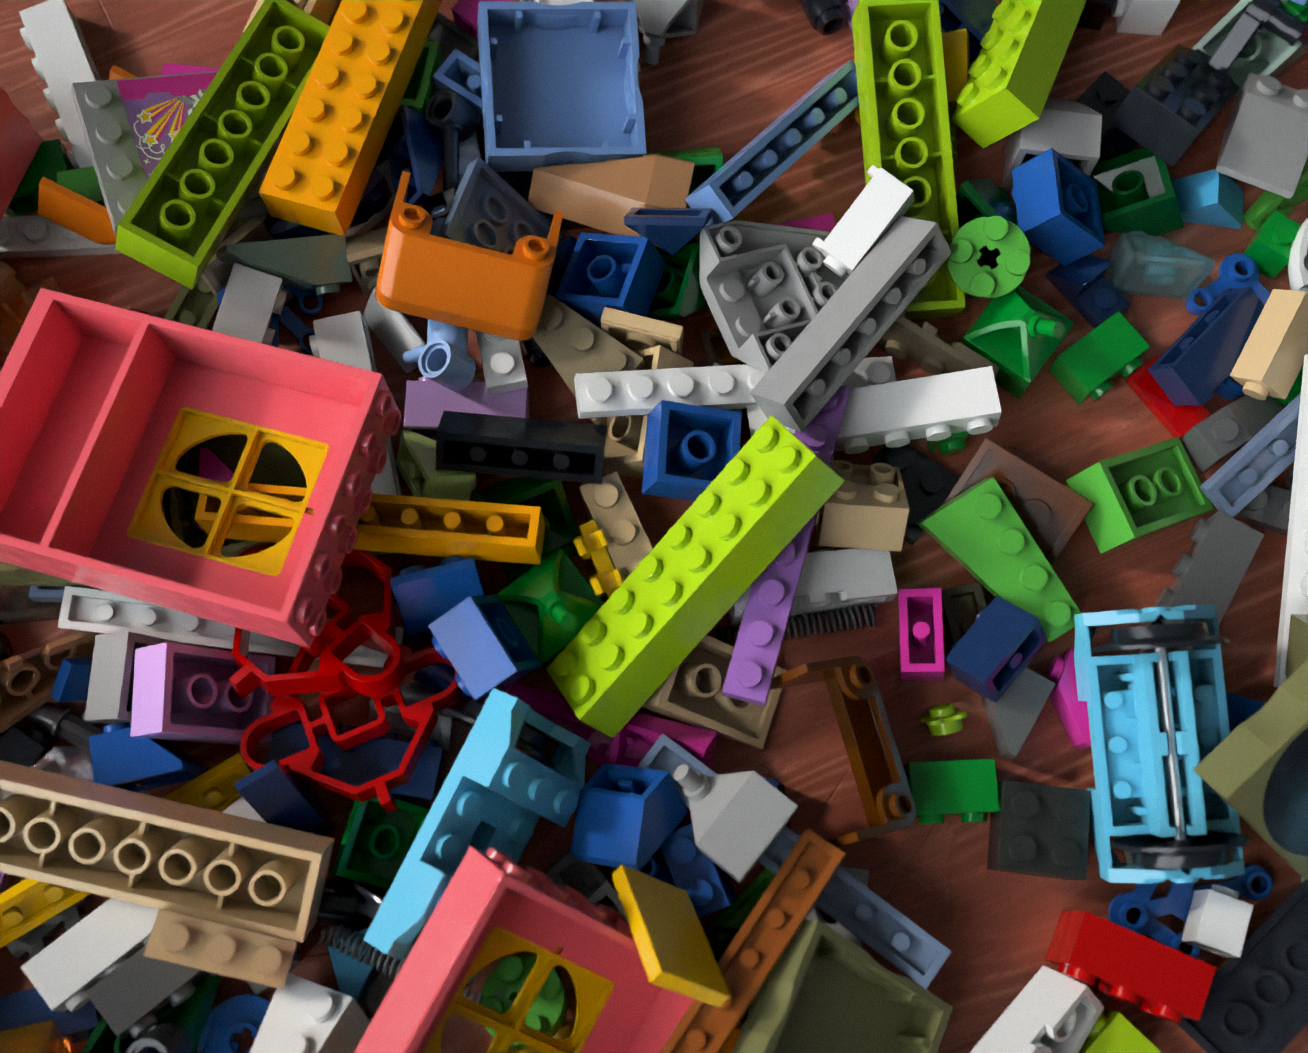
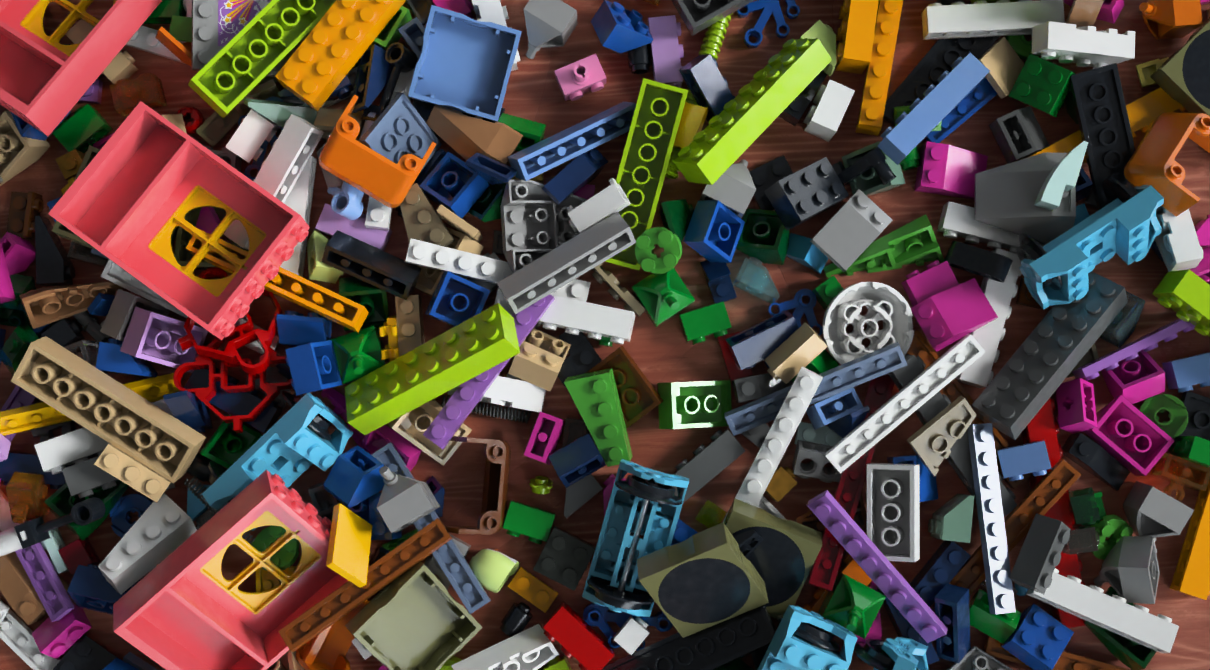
camera: 15 degrees right, 10 degrees up
(318, 326) = (282, 167): none -> white brick
(744, 63) = (580, 77): none -> bright pink brick
(802, 196) = (575, 175): none -> dark blue slope
(925, 893) = (493, 568): none -> yellowish green piece
(998, 973) = (516, 619): none -> black brick
(1003, 909) = (533, 589): none -> light orange plate
(1249, 667) = (710, 514): none -> clear neon green plate

